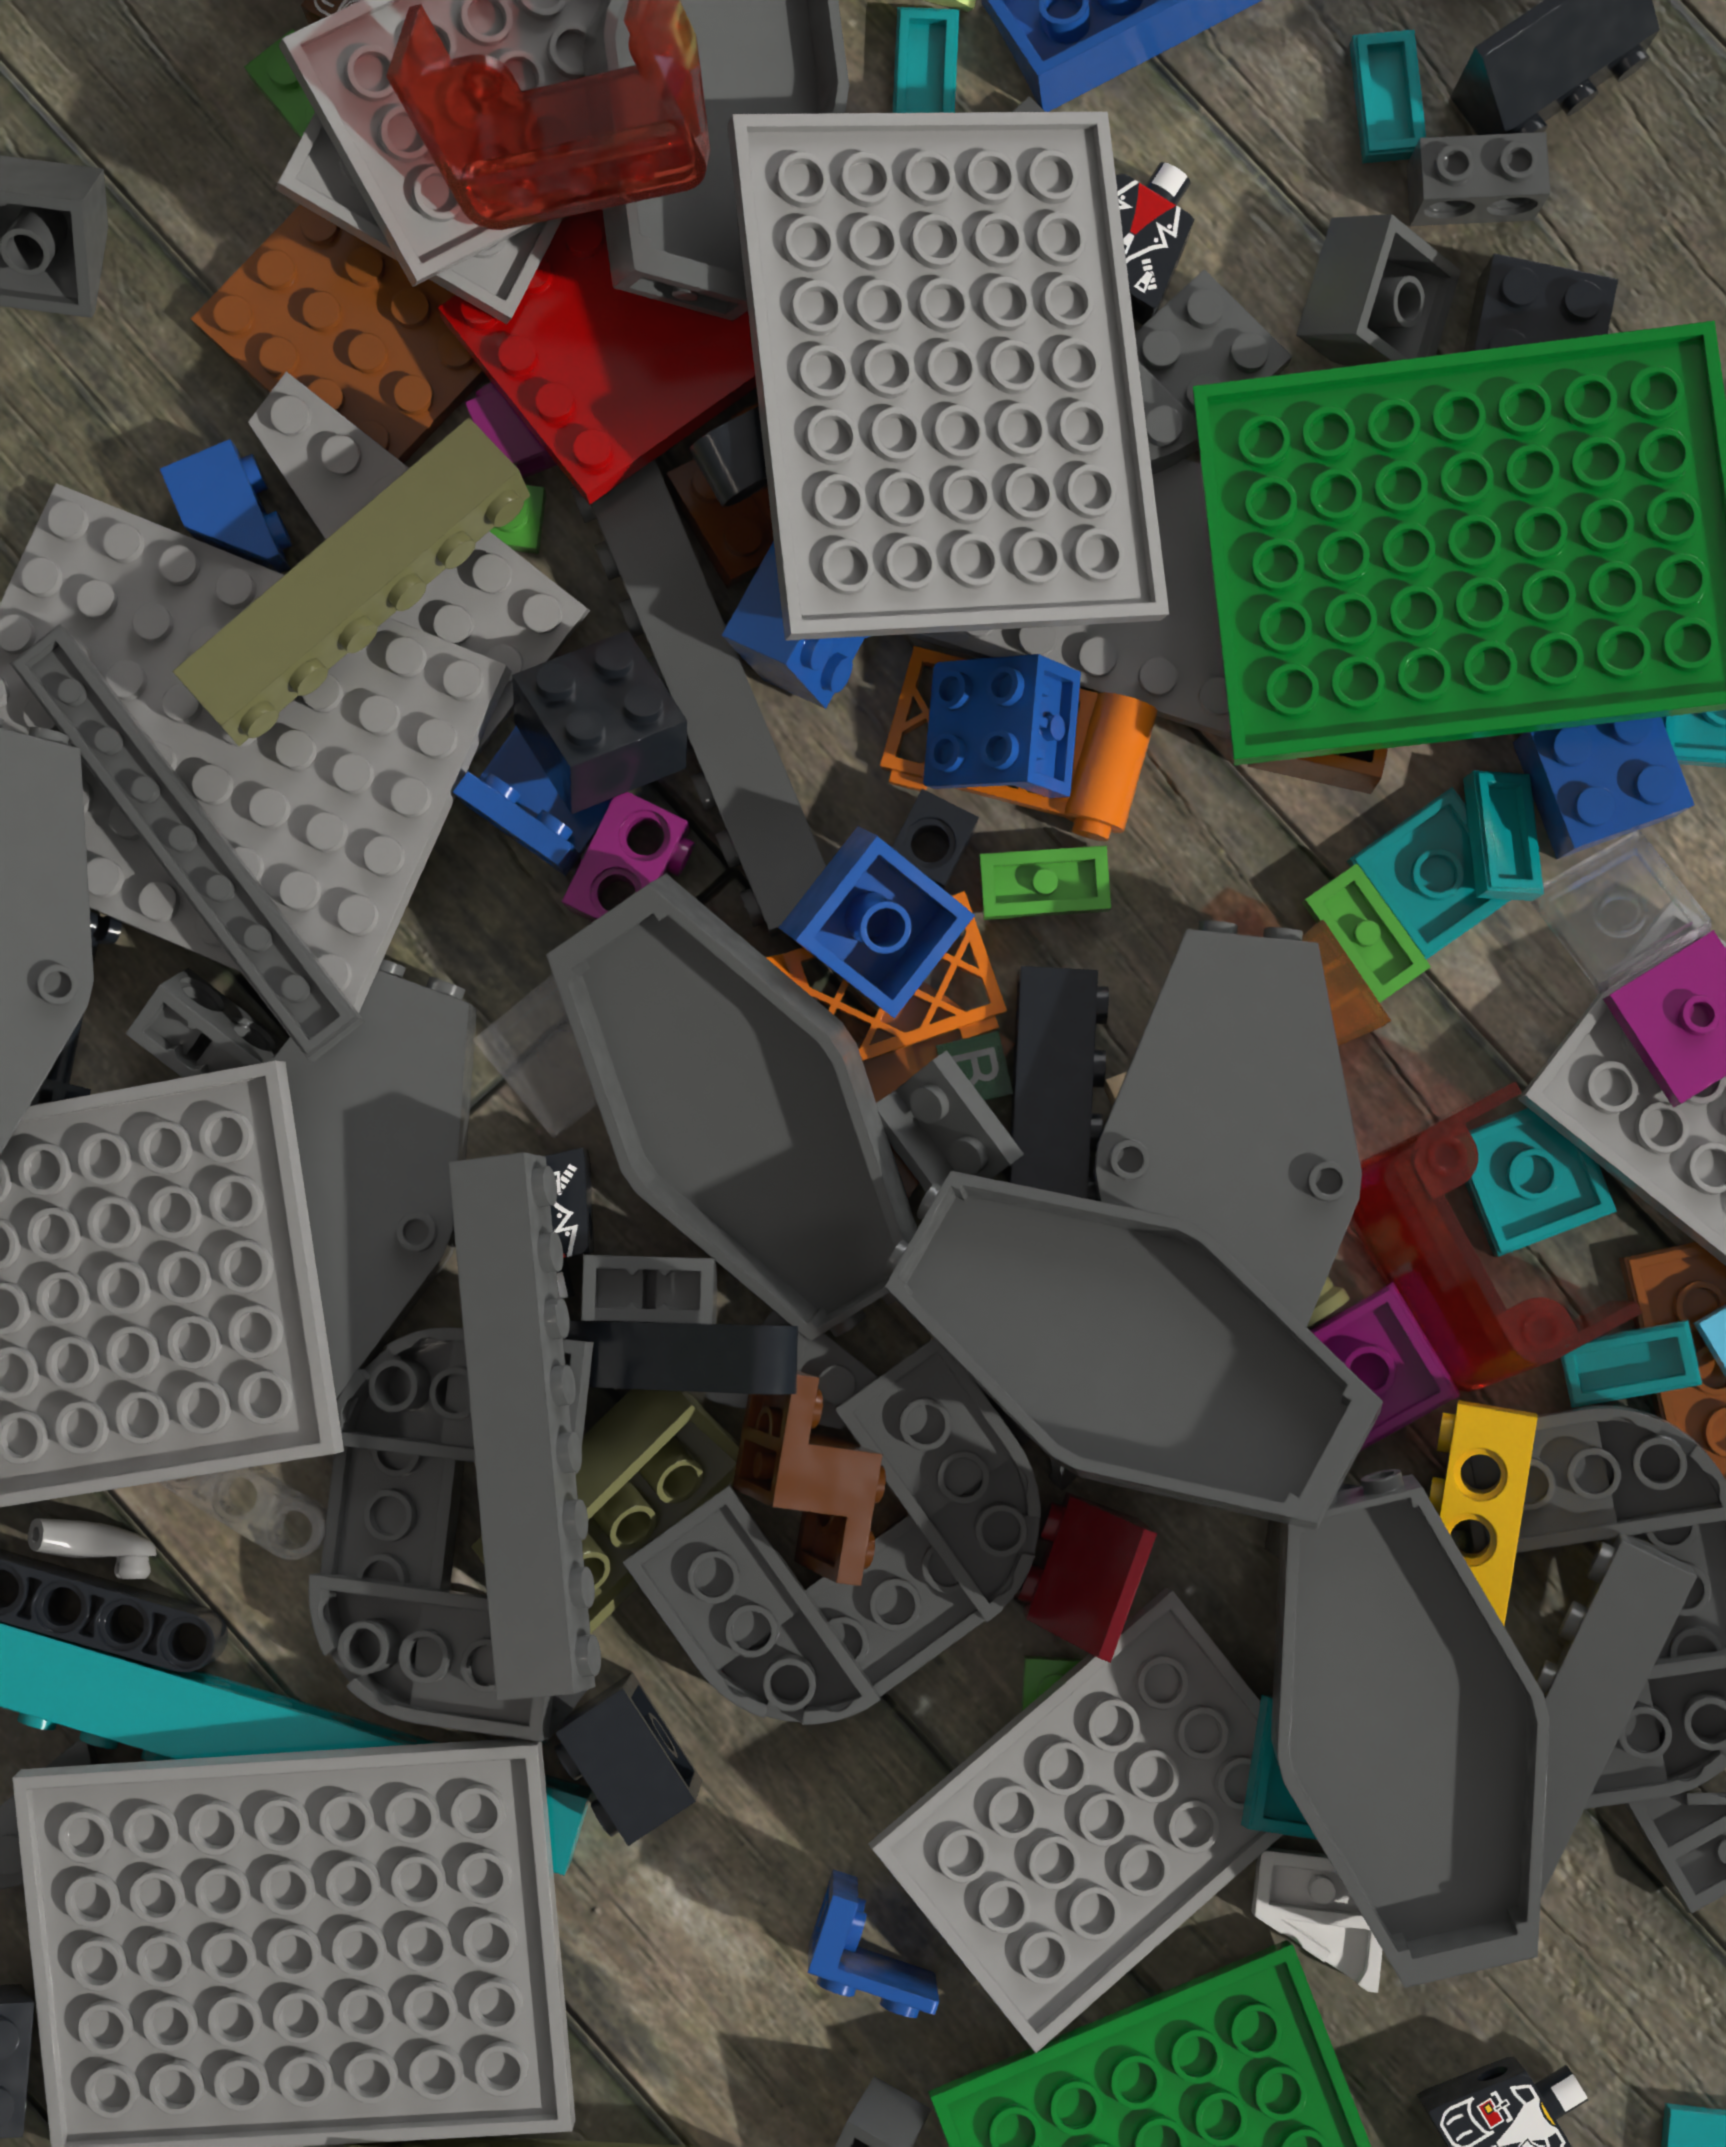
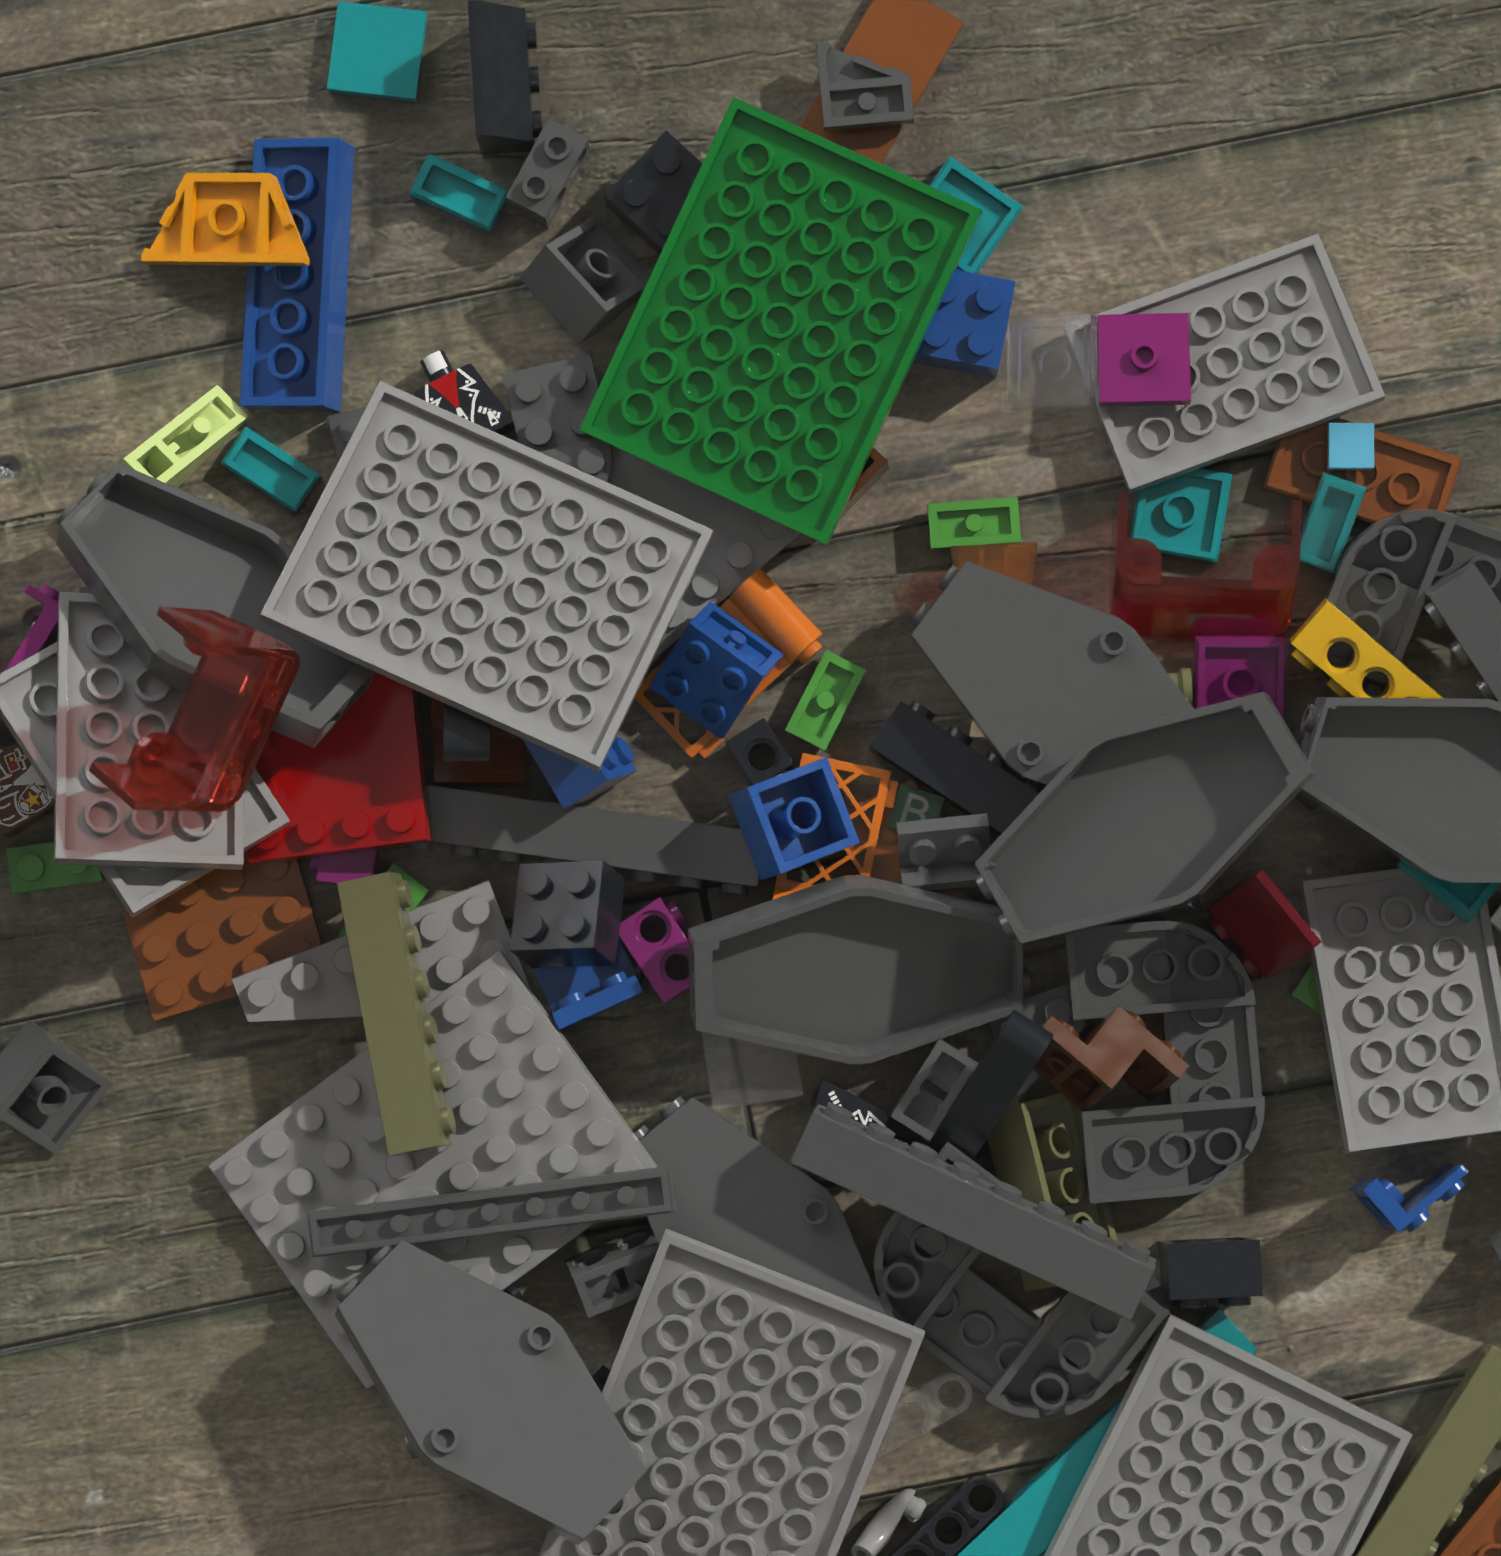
camera: 55 degrees left, 0 degrees up
(223, 507) = (286, 1069): blue slope -> none
(1428, 874) = (962, 456): teal tile -> none
(1503, 836) = (963, 404): teal tile -> none

